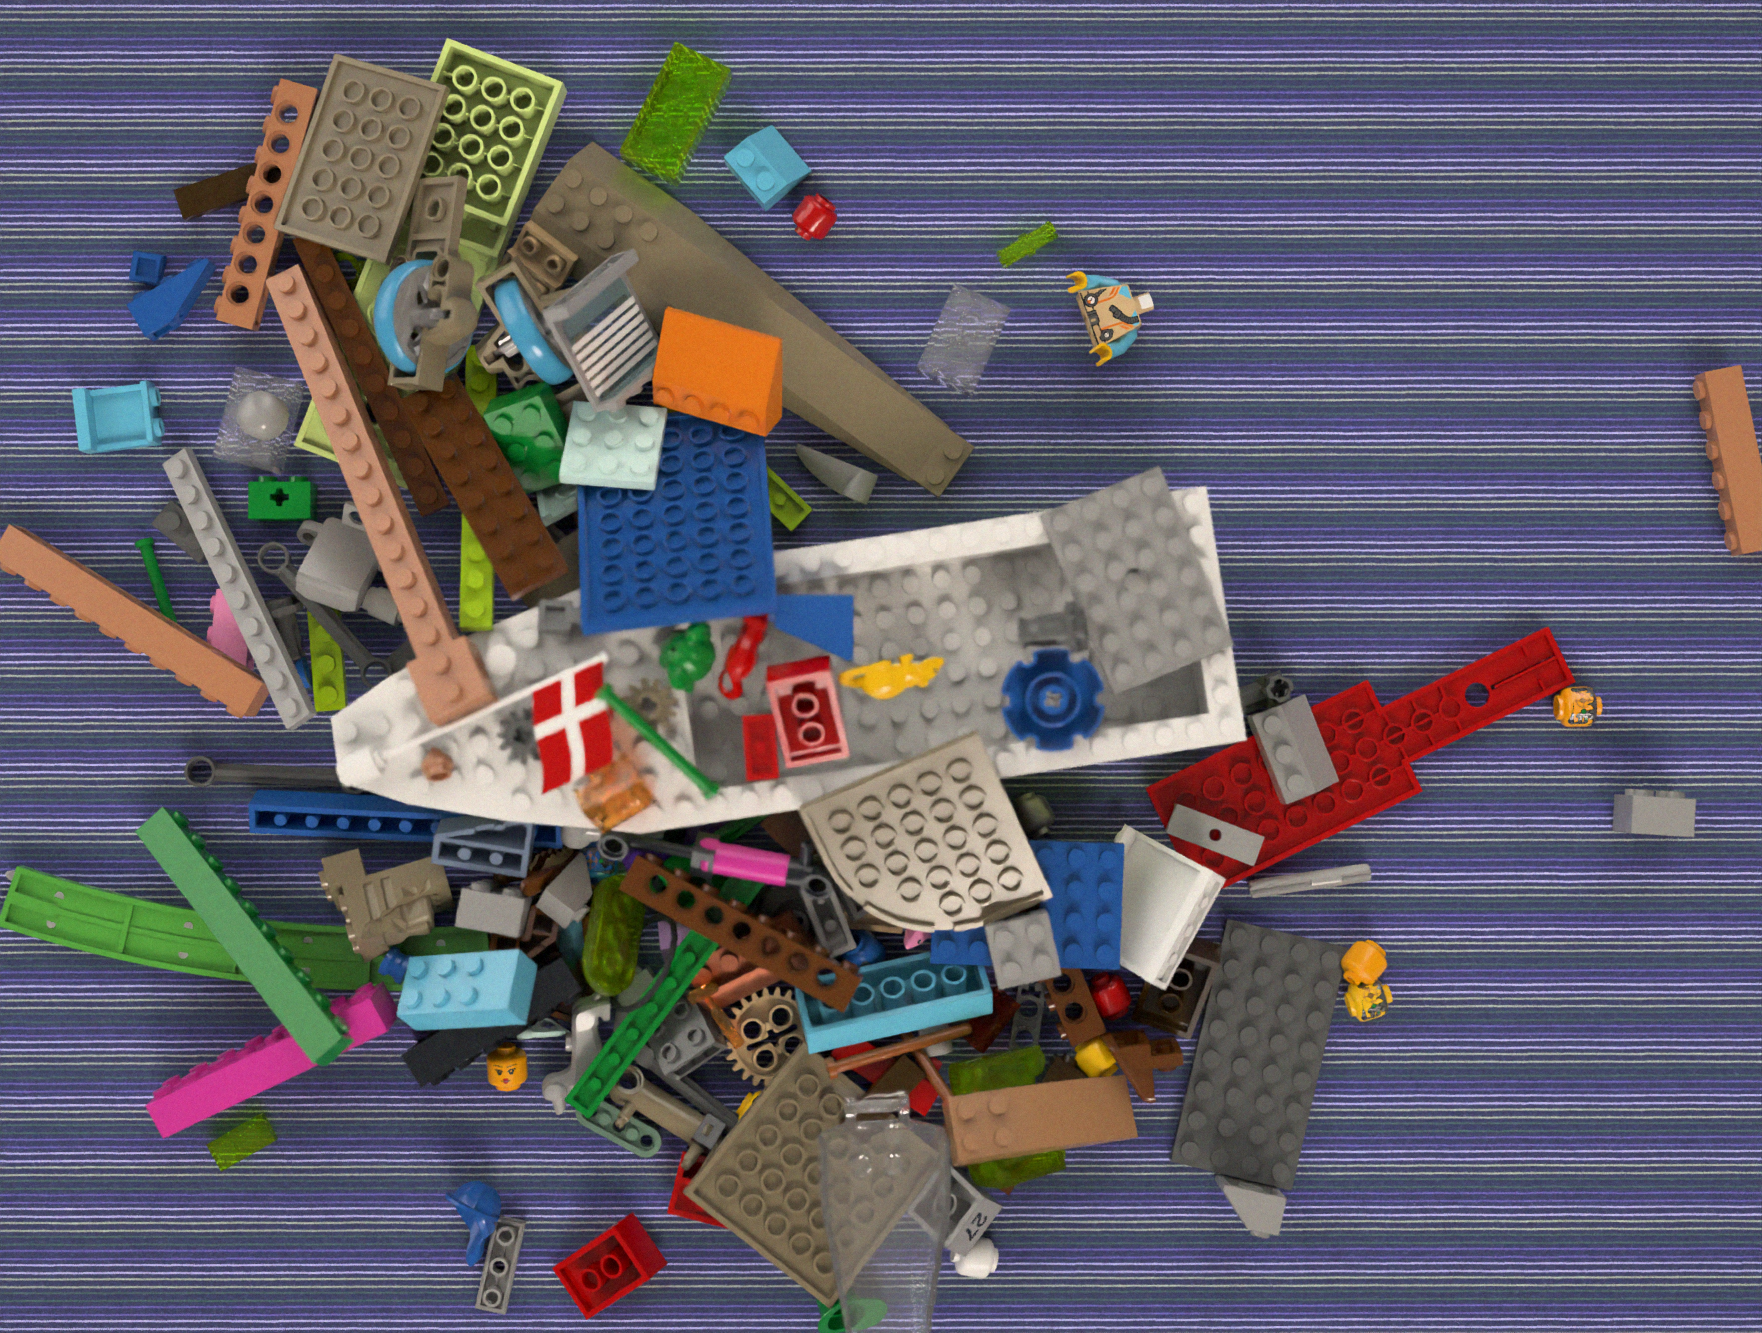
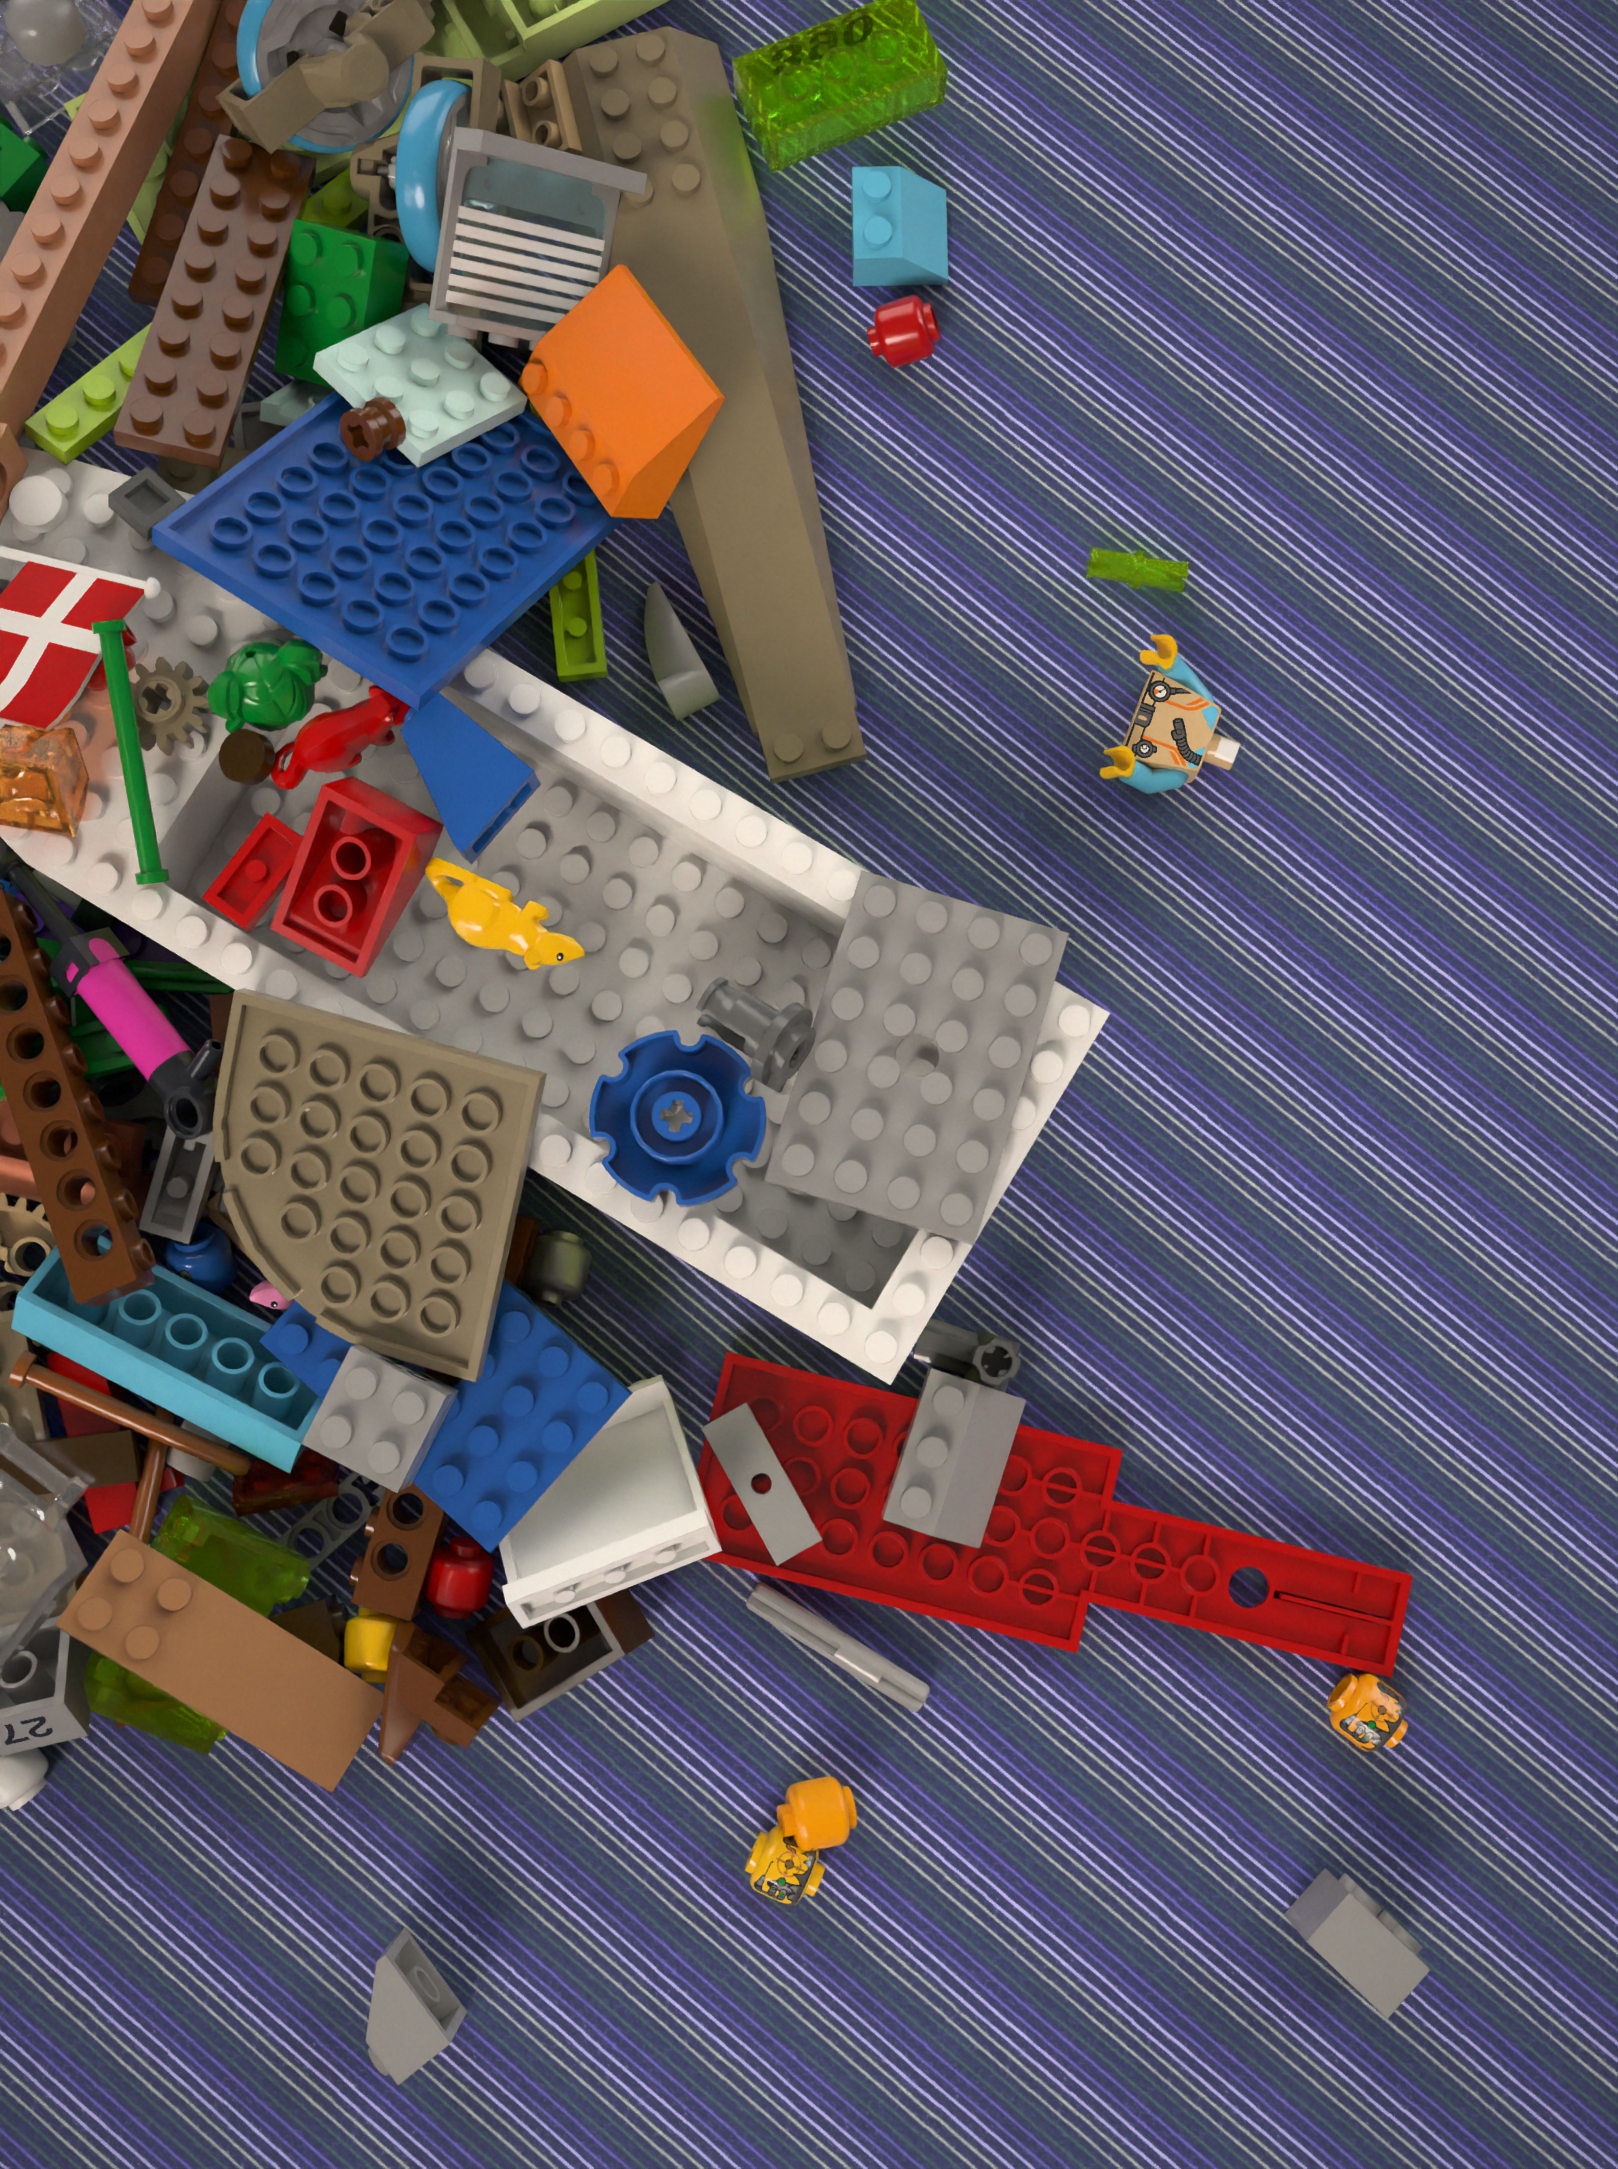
camera: 45 degrees right, 5 degrees down
(622, 490) = (372, 428): none -> reddish brown wheel
(708, 698) = (246, 757): none -> dark brown tile
(963, 340) = (961, 617): clear brick -> none
(1258, 1054) = (585, 1818): dark grey plate -> none

